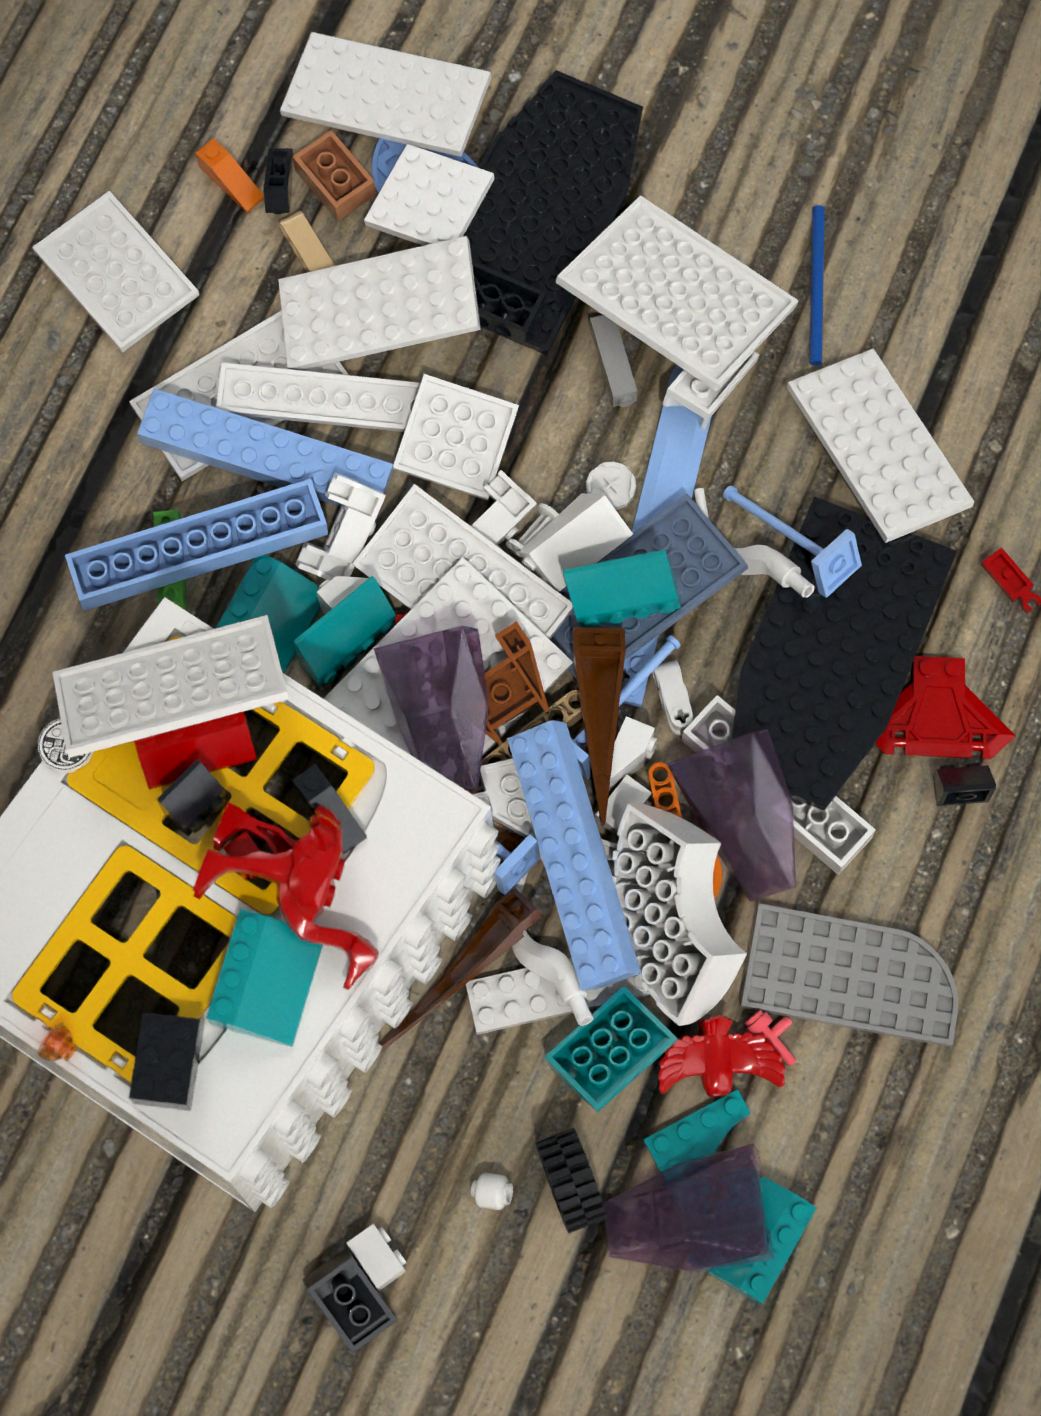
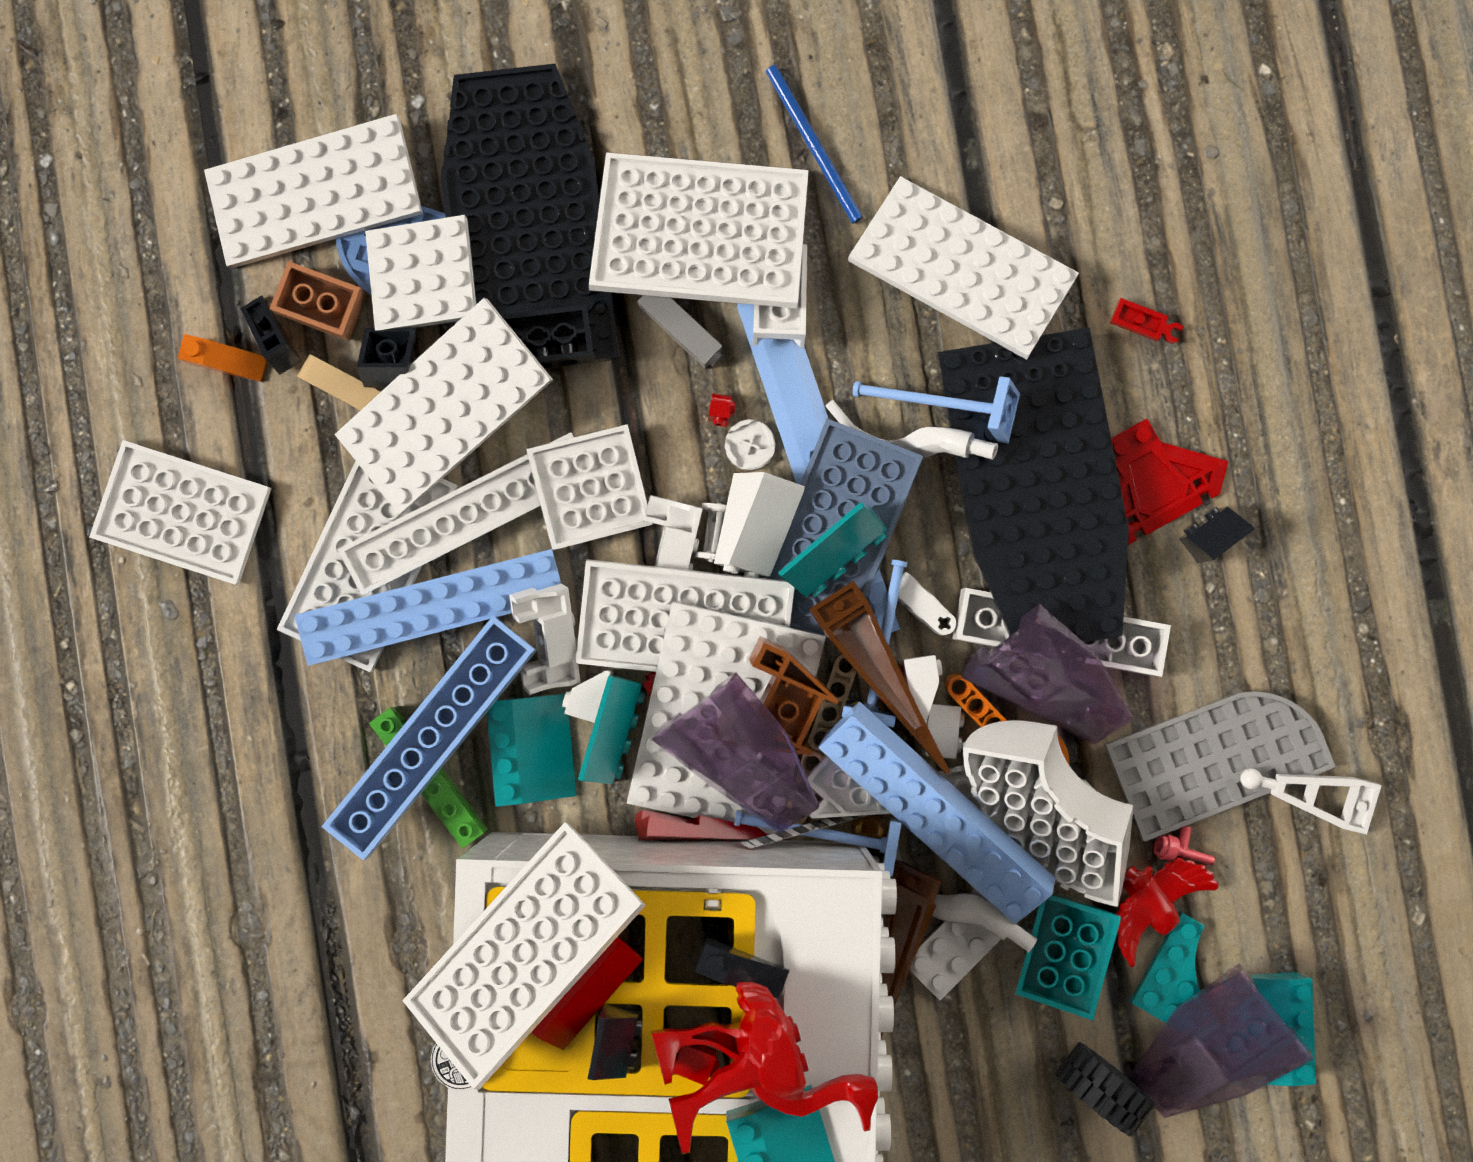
camera: 40 degrees left, 15 degrees up
(358, 241) = (385, 355): none -> black slope
(492, 1191) = (1037, 1125): white head -> none
(604, 442) = (720, 409): none -> red plate
(953, 1091) = (1358, 804): none -> white plate

